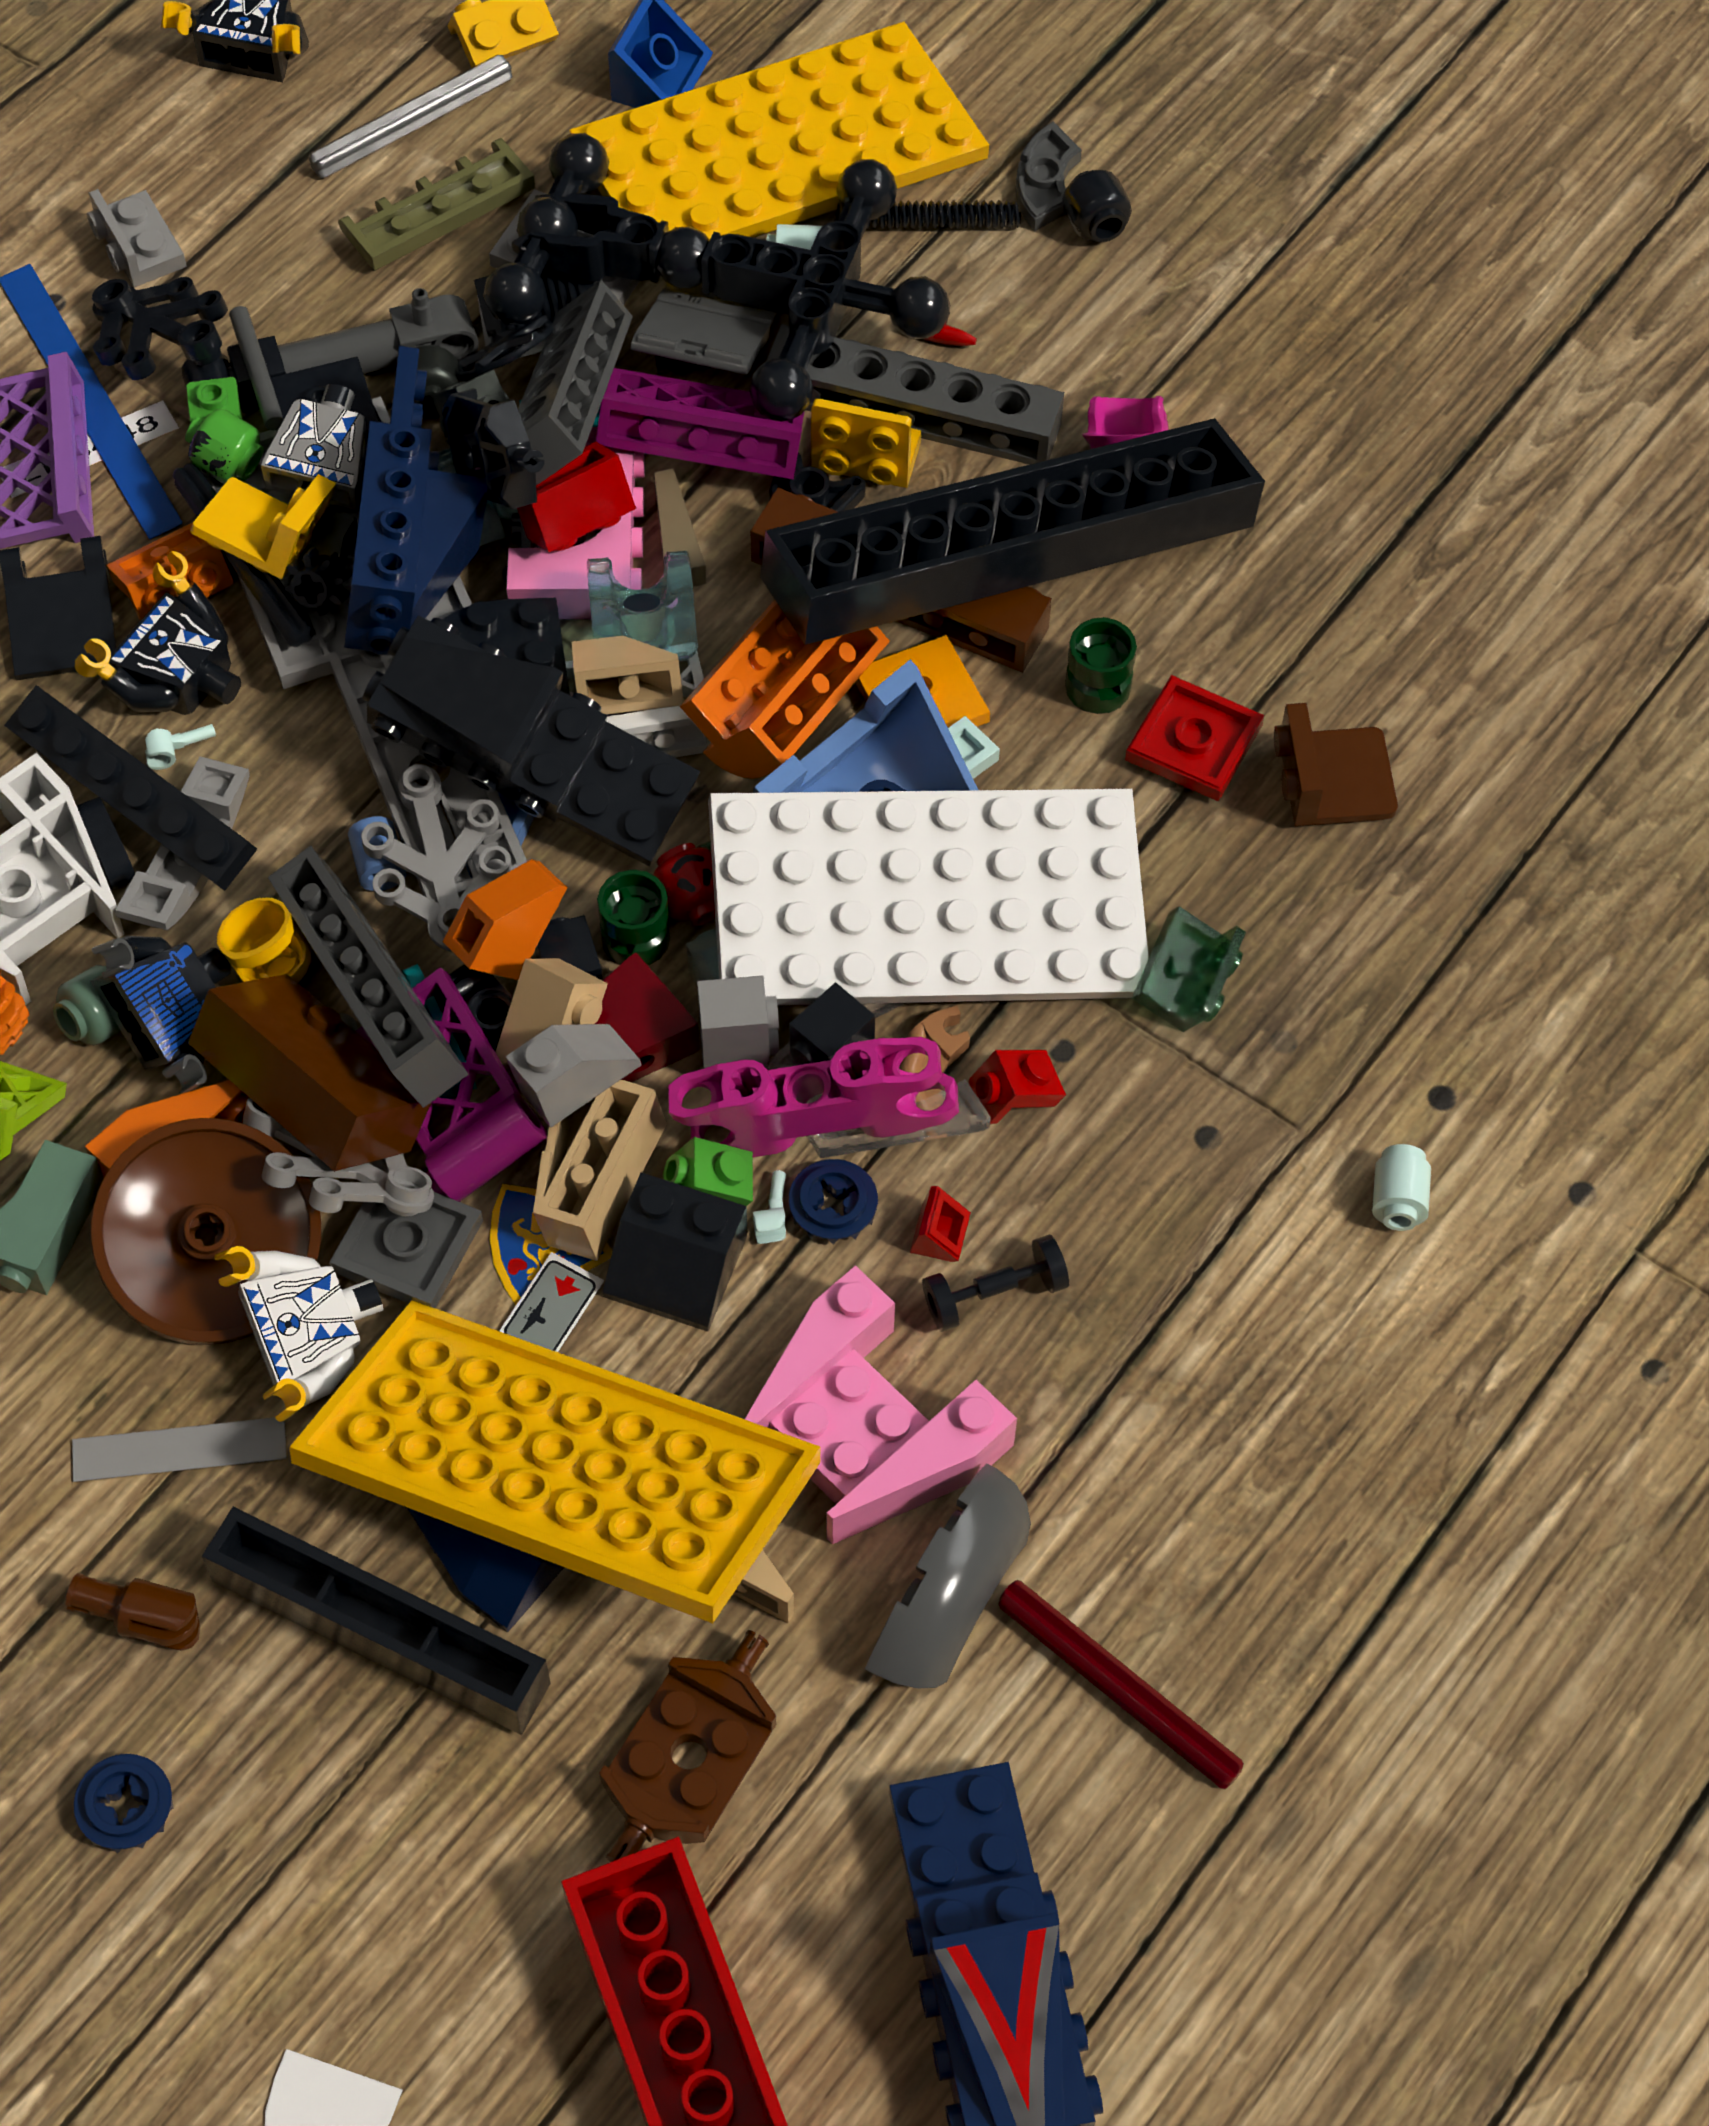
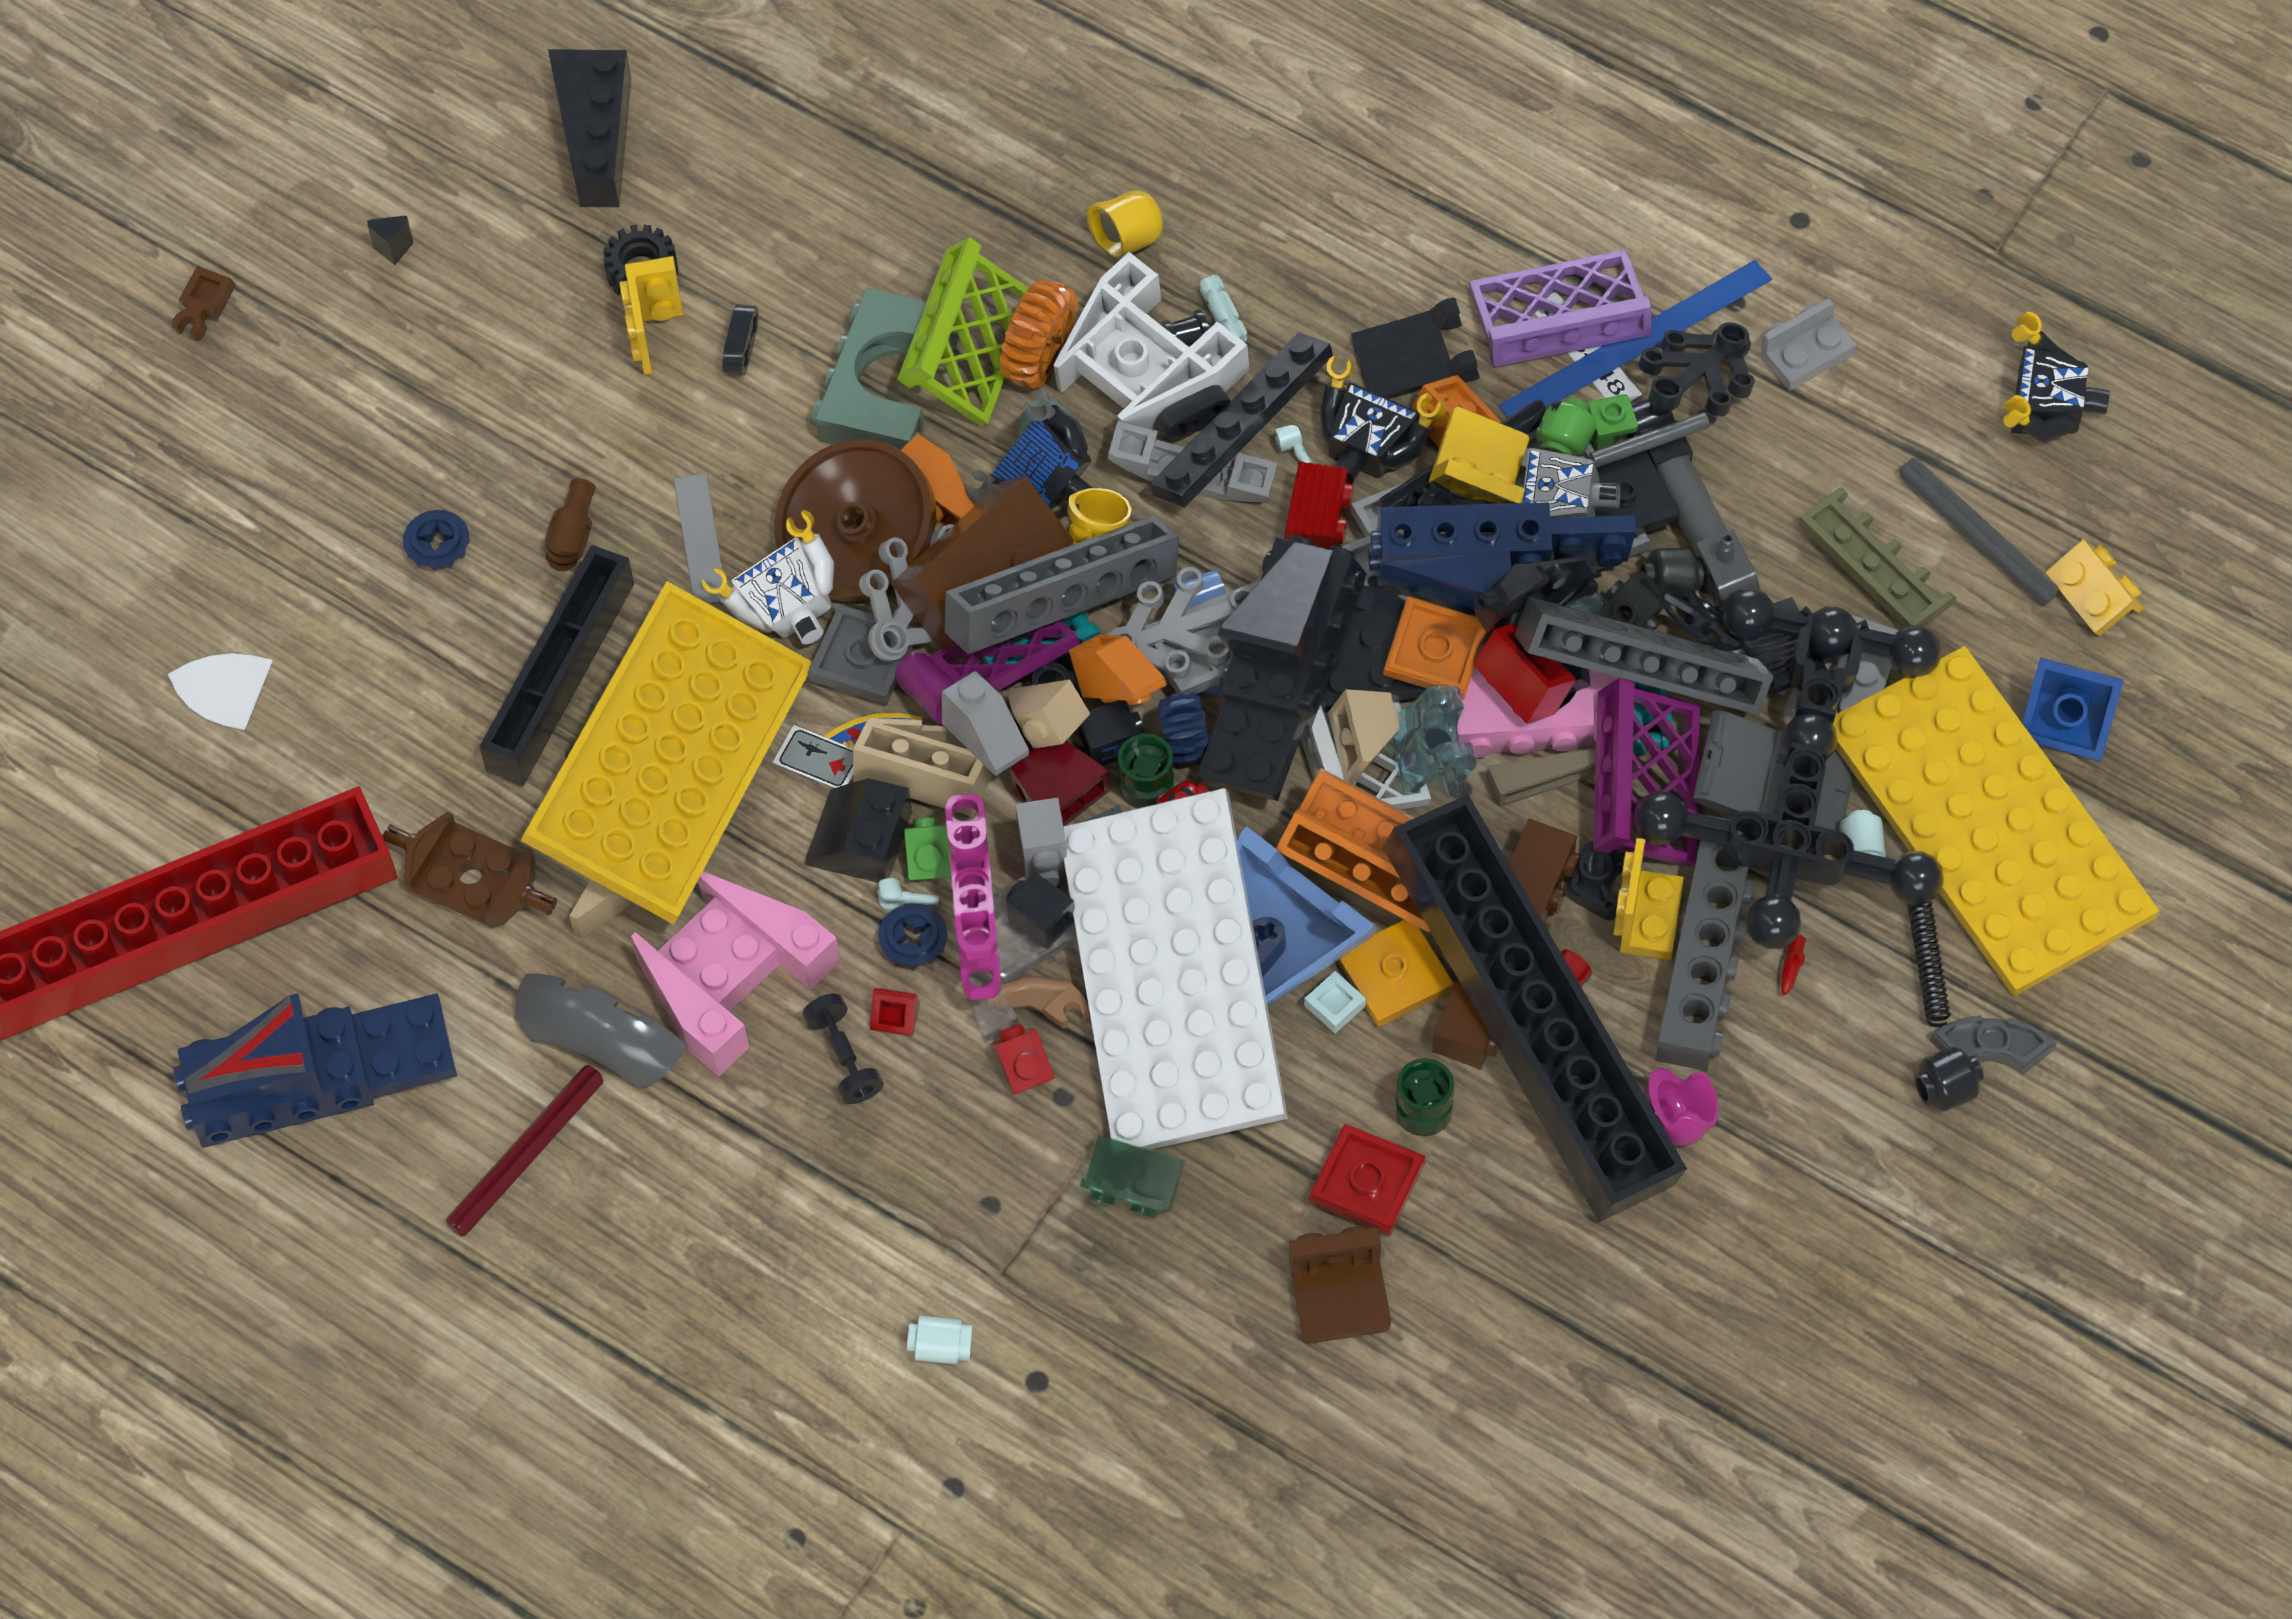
camera: 90 degrees right, 0 degrees up
(274, 721) = (1318, 504): none -> red brick
(514, 592) = (1434, 646): none -> orange tile
(582, 865) = (1184, 727): none -> dark blue gear

